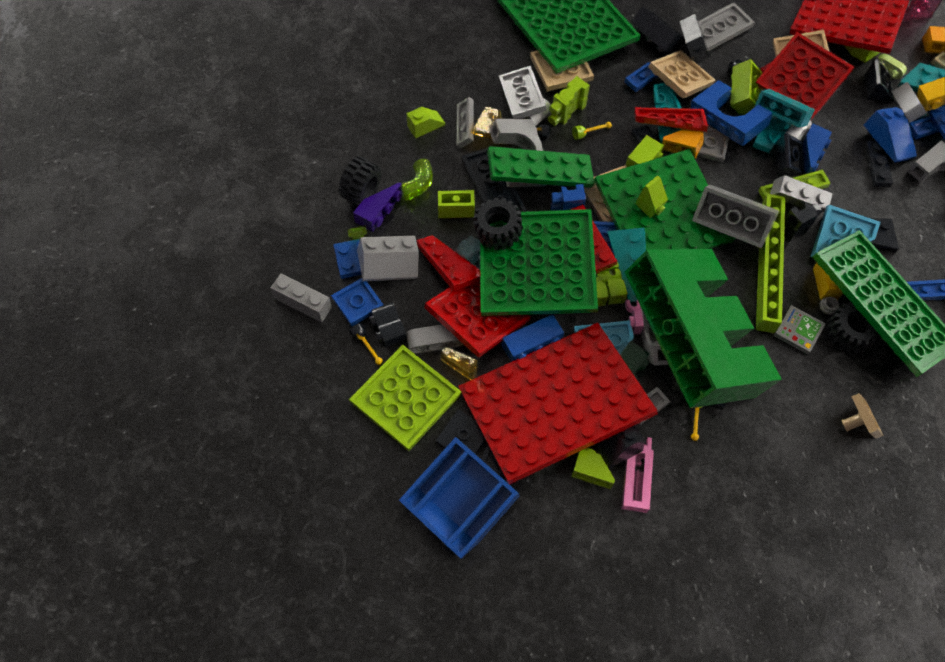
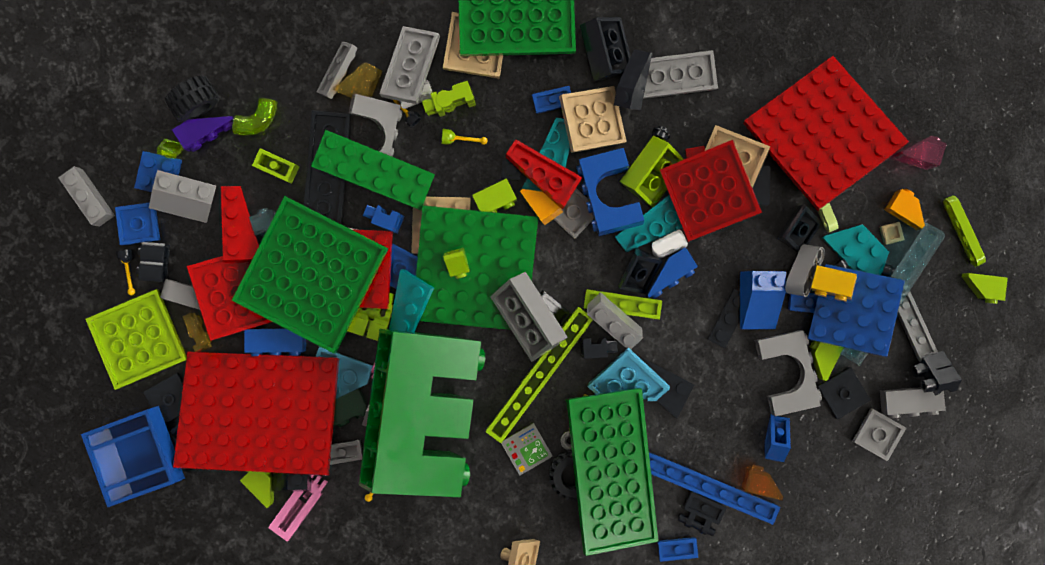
camera: 30 degrees right, 25 degrees up
(423, 121) = (297, 48): lime slope -> none
(498, 211) = (272, 217): black tyre -> none
(785, 108) = (662, 219): teal brick -> none

